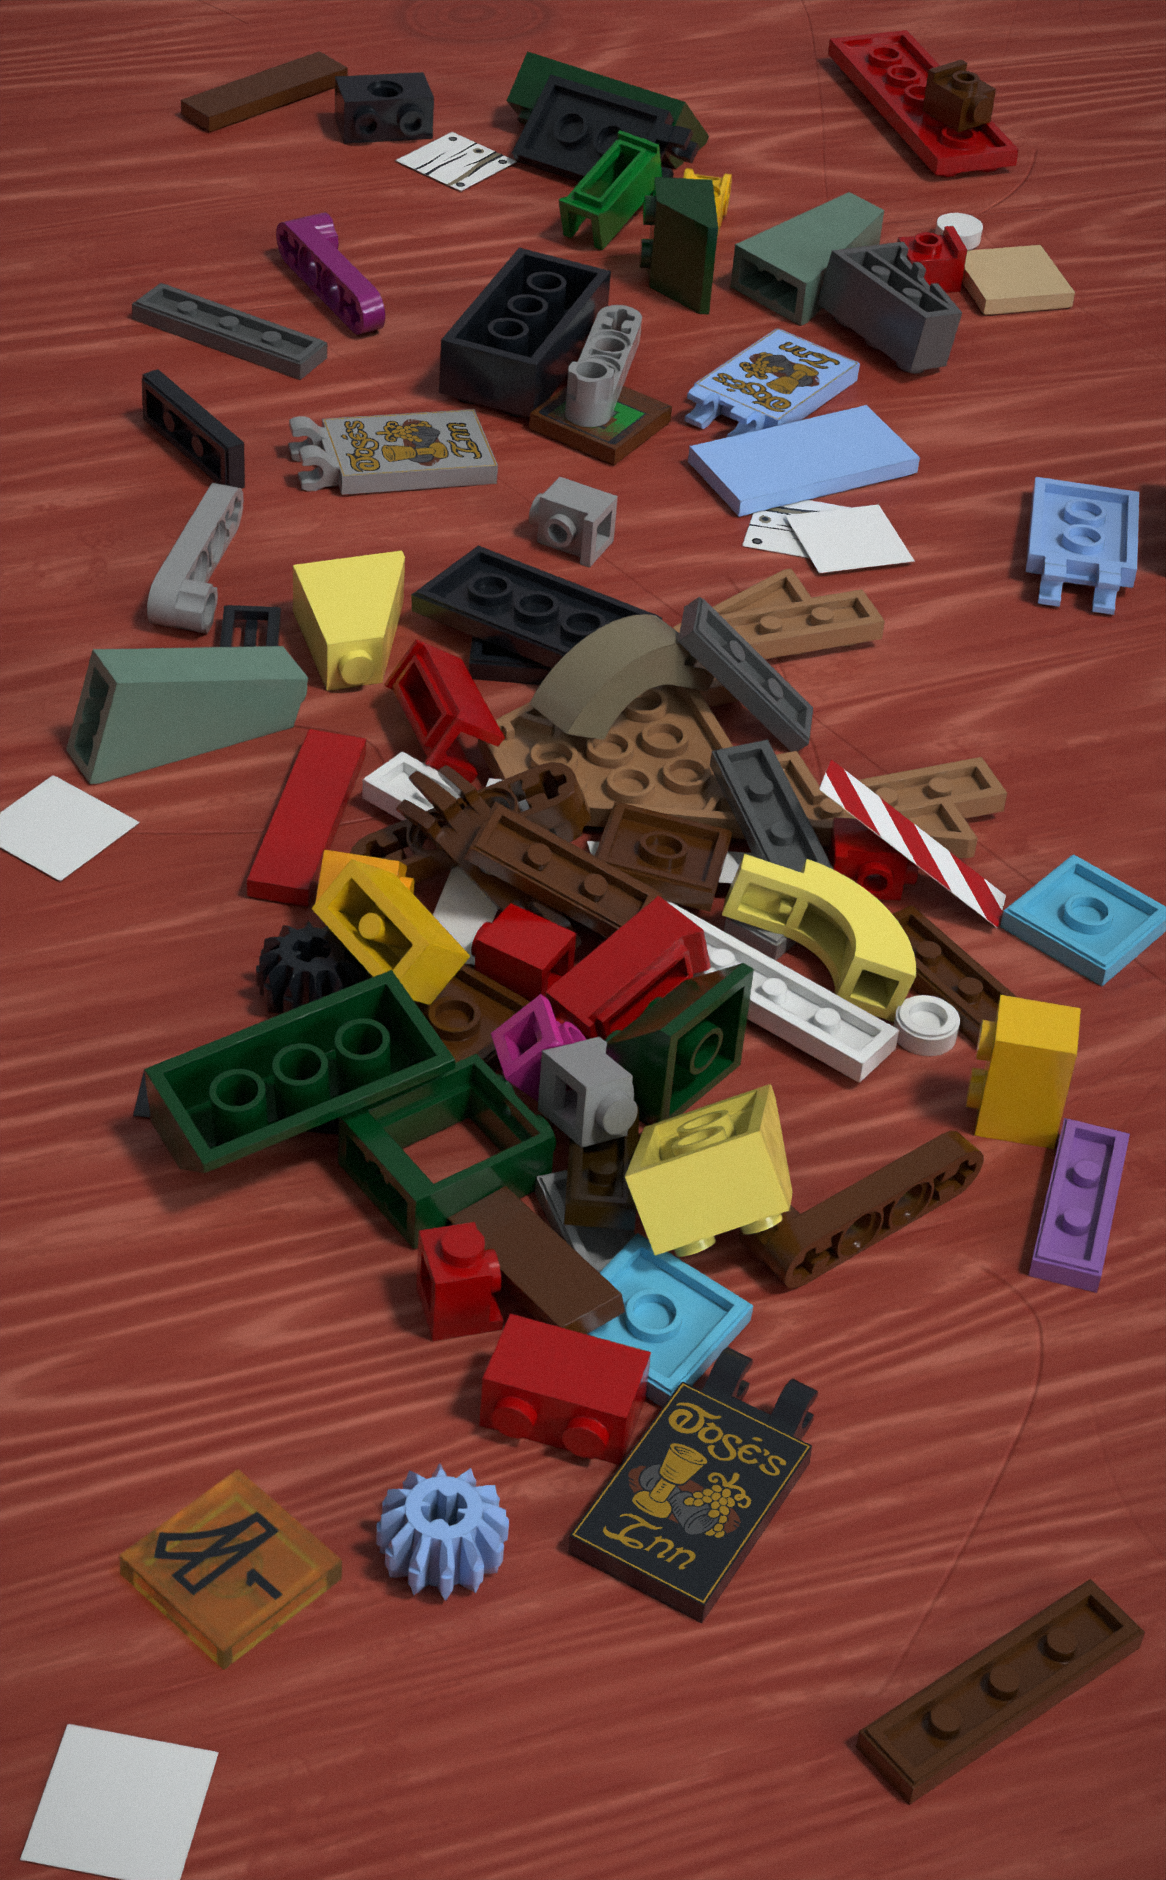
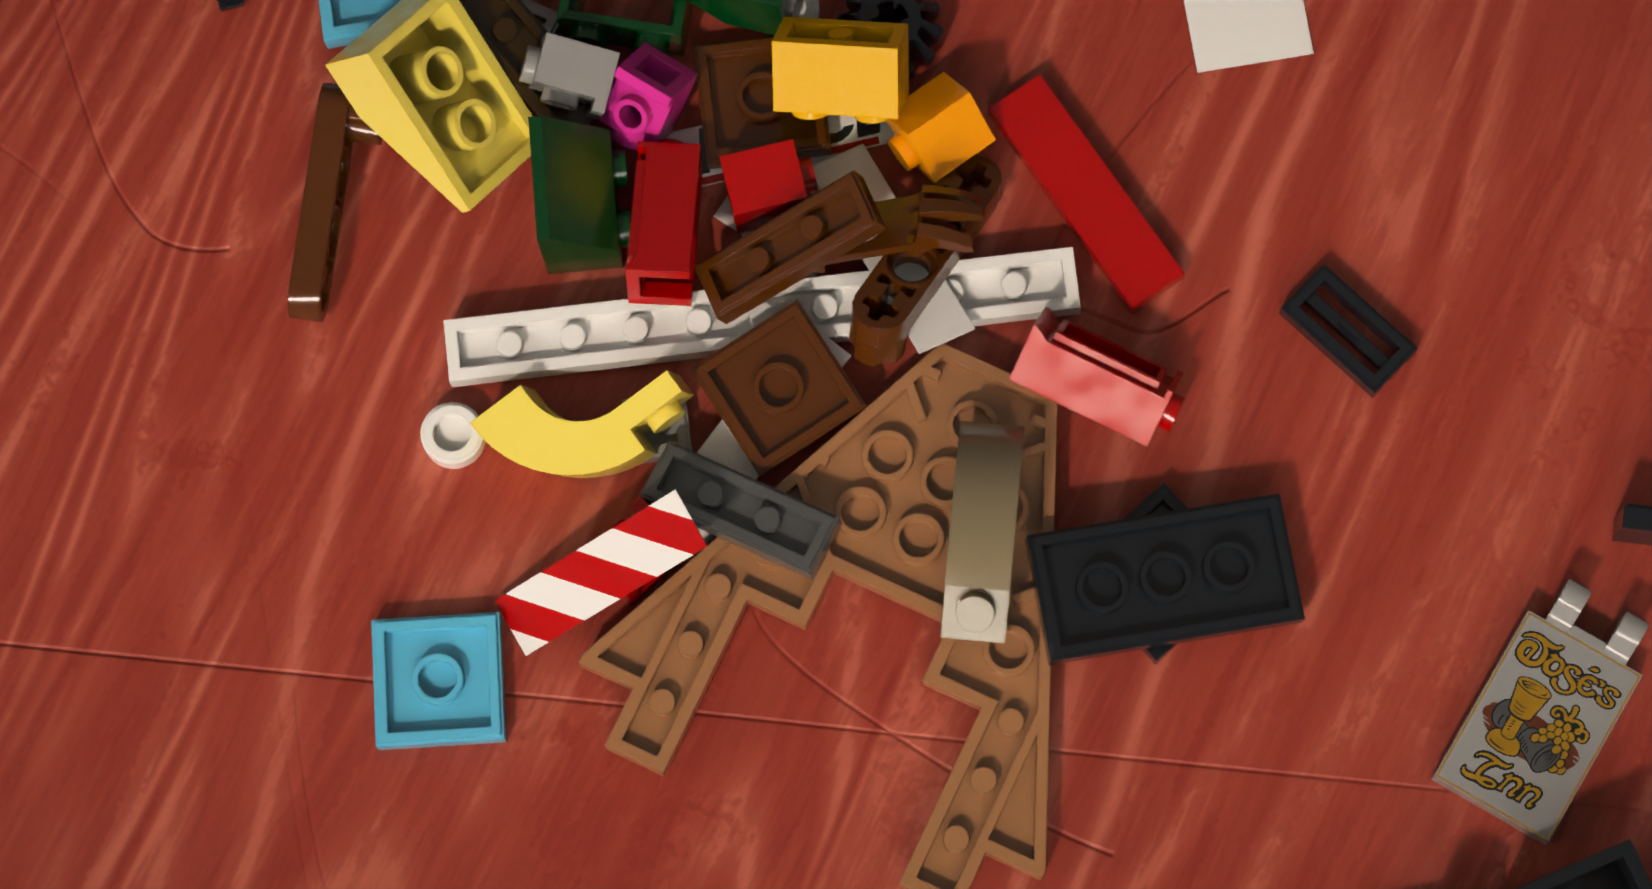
camera: 145 degrees right, 35 degrees up
(179, 703) = (1279, 190): sand green slope -> none
(180, 588) = (1457, 310): light grey beam -> none
(350, 615) = (1300, 428): light yellow slope -> none
(575, 519) = (1283, 756): light grey brick -> none
(746, 674) = (903, 638): dark grey tile -> none
(951, 973) = (482, 503): reddish brown tile -> none
(1026, 1071) = (313, 397): yellow brick -> none
(1079, 1205) = (206, 363): medium lavender tile -> none

